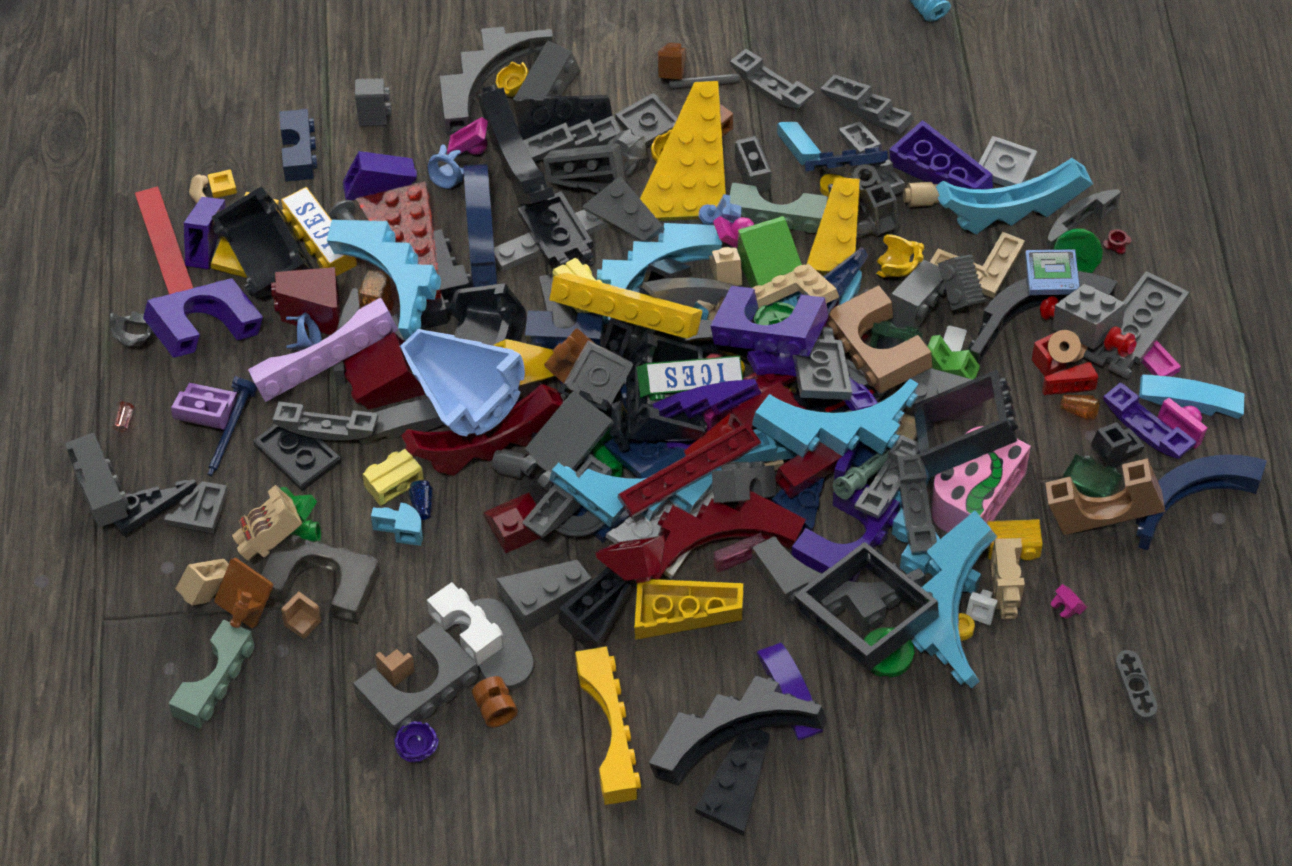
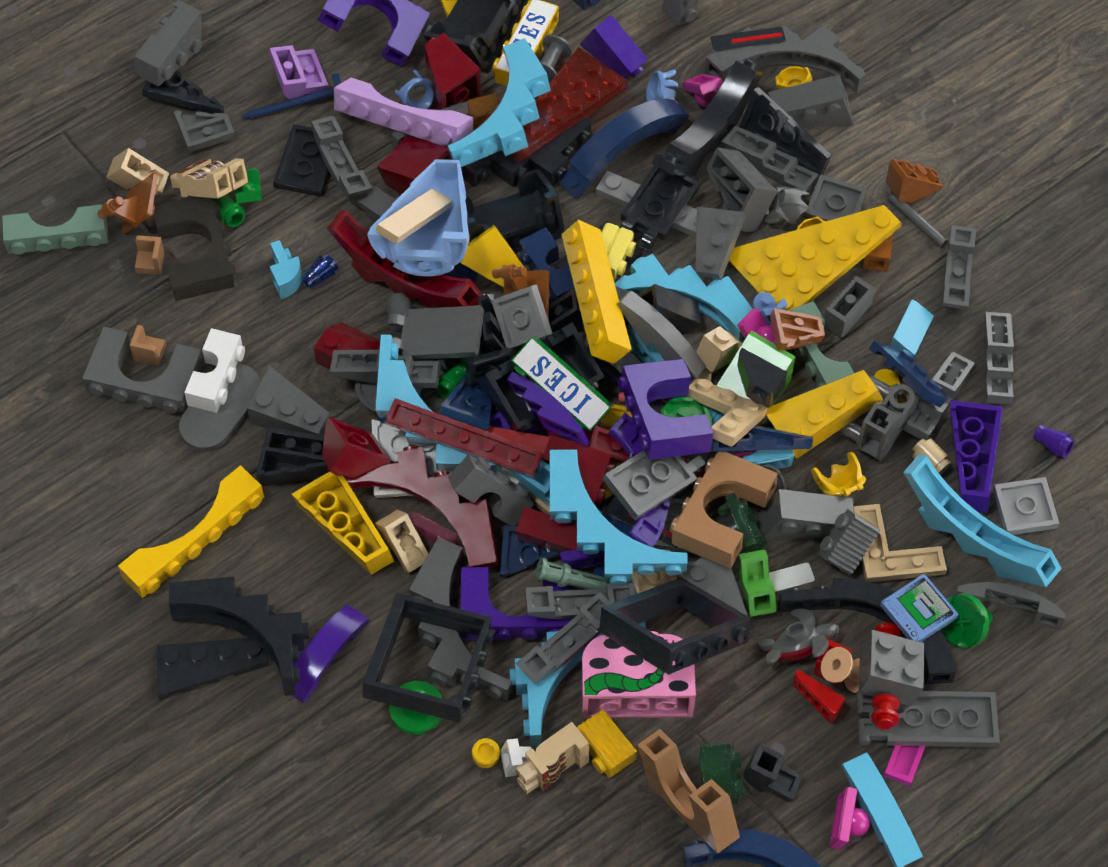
camera: 55 degrees right, 5 degrees up
(123, 416) = (252, 27): clear red piece -> none
(392, 476) = (318, 240): light yellow brick -> none
(416, 742) = (84, 405): dark purple hair -> none
(451, 82) = (747, 39): none -> black sticker
(454, 385) = (413, 216): none -> tan tile
(495, 702) = (155, 440): dark orange wheel -> none
(731, 570) = (402, 539): none -> tan arch
(755, 203) = (795, 329): none -> dark orange wing
(786, 248) = (760, 378): none -> black slope
(953, 560) = (490, 715): medium azure arch -> none
(964, 113) = (1055, 441): none -> dark purple cone
(1019, 362) = (799, 639): none -> dark grey animal
(1070, 600) = (573, 828): dark pink tile -> none
(1081, 405) = (798, 721): clear orange cone -> none
(1117, 236) = (1014, 643): dark red plate -> none
(1145, 425) = (822, 787): dark purple slope -> none

